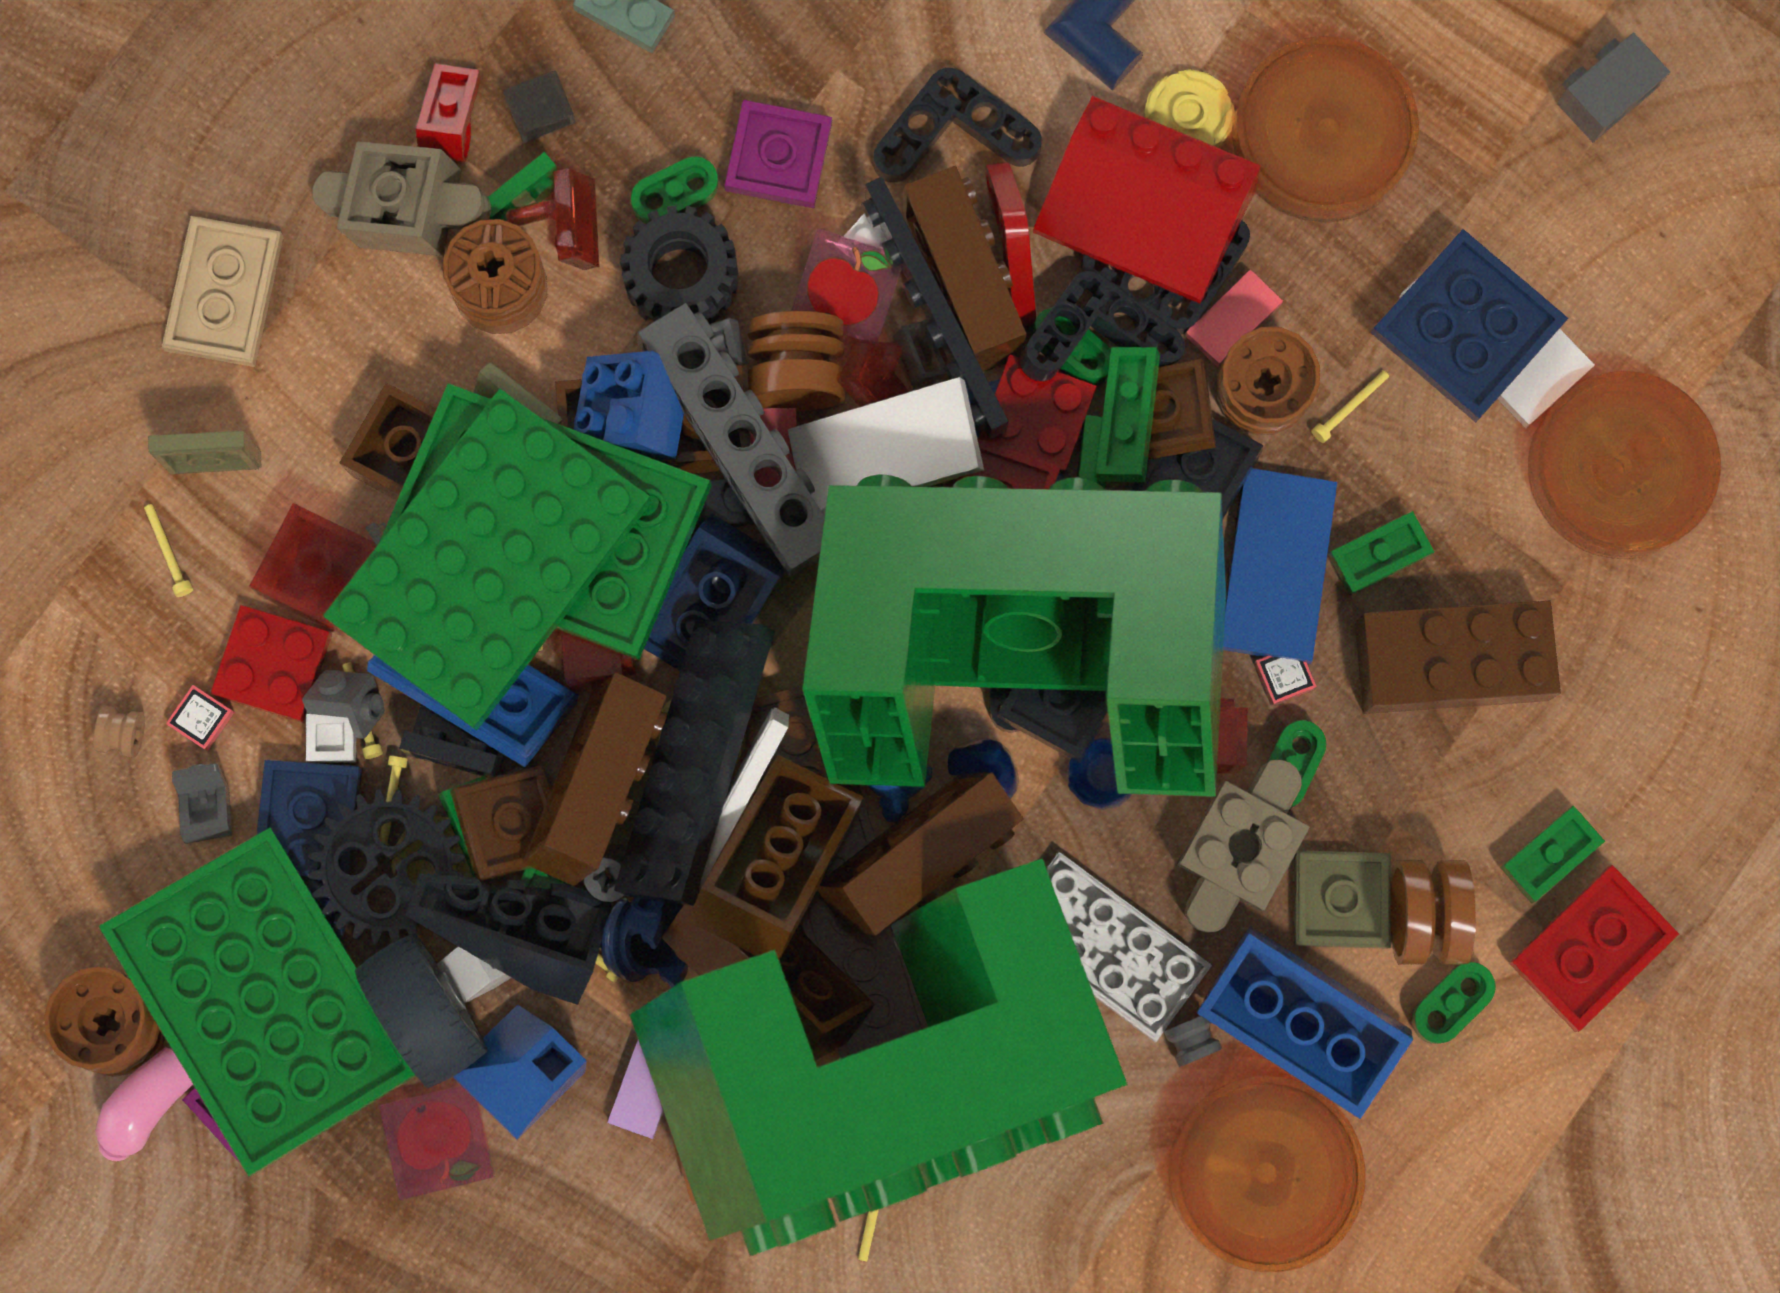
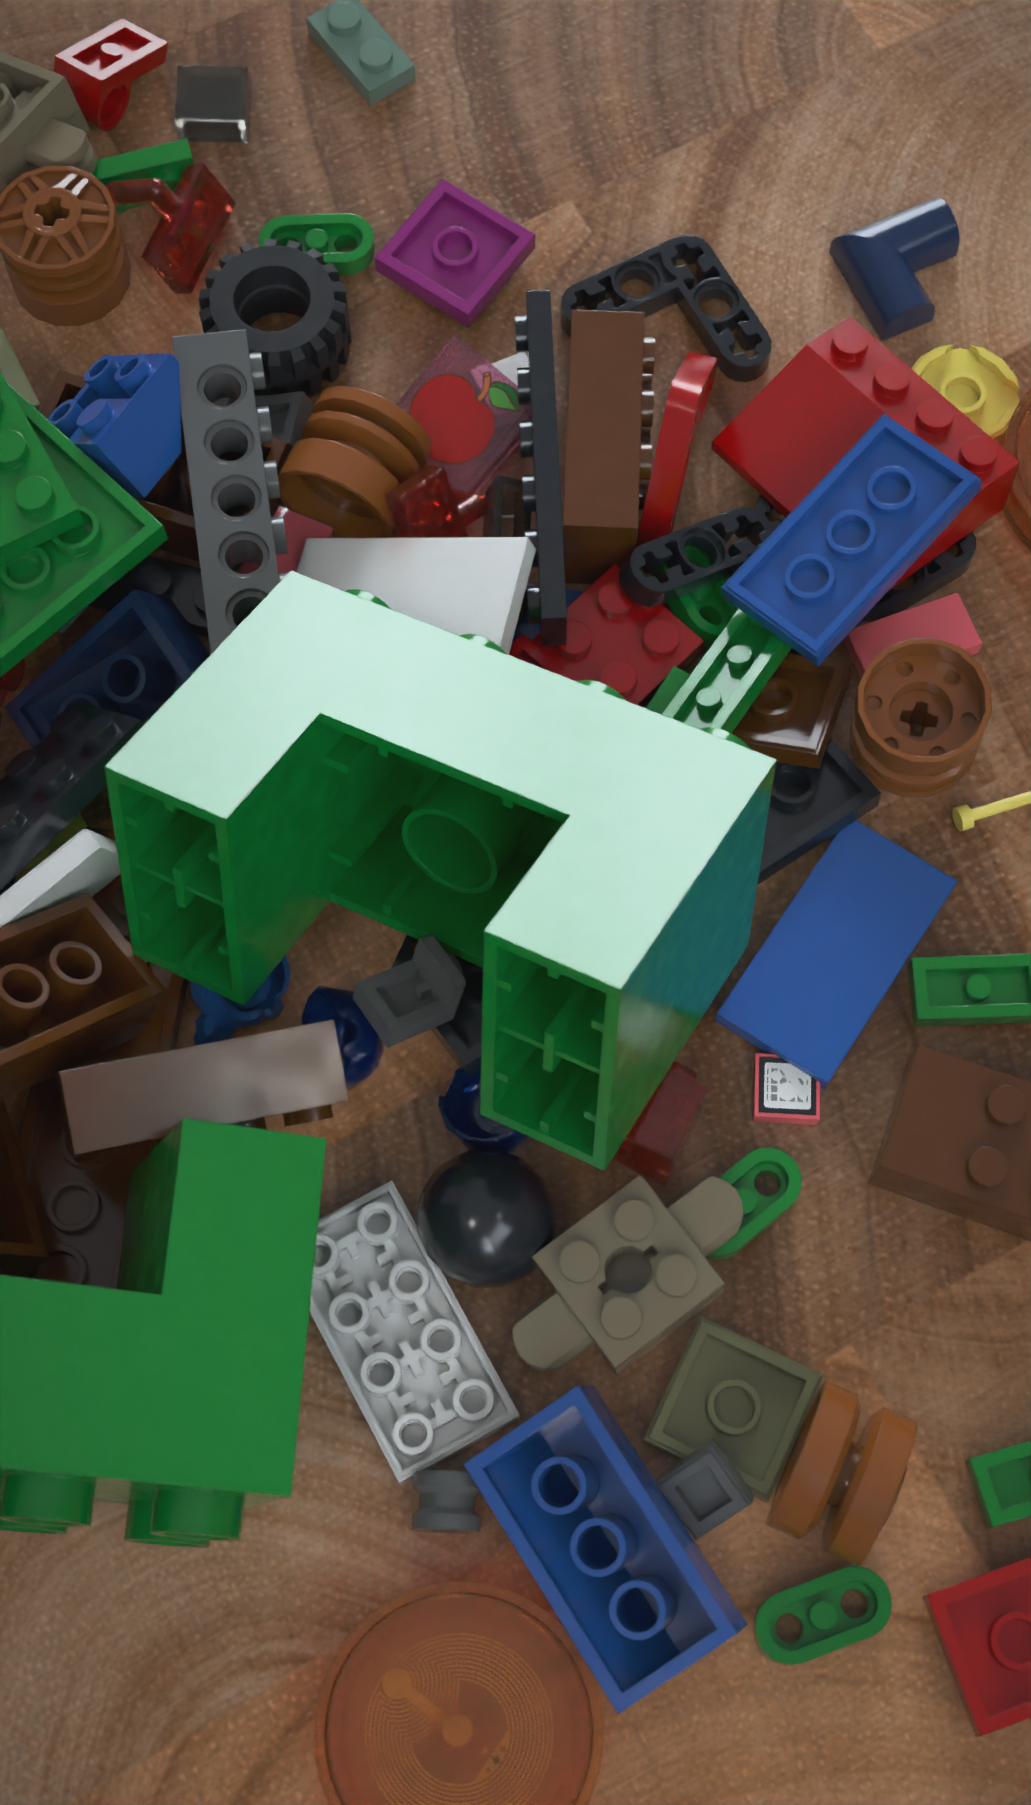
camera: 30 degrees right, 10 degrees down
(1026, 727) = (413, 994): none -> dark grey bracket
(1135, 850) = (485, 1217): none -> black piece
(1171, 274) = (851, 539): none -> blue tile
(1348, 959) = (704, 1489): none -> dark grey tile

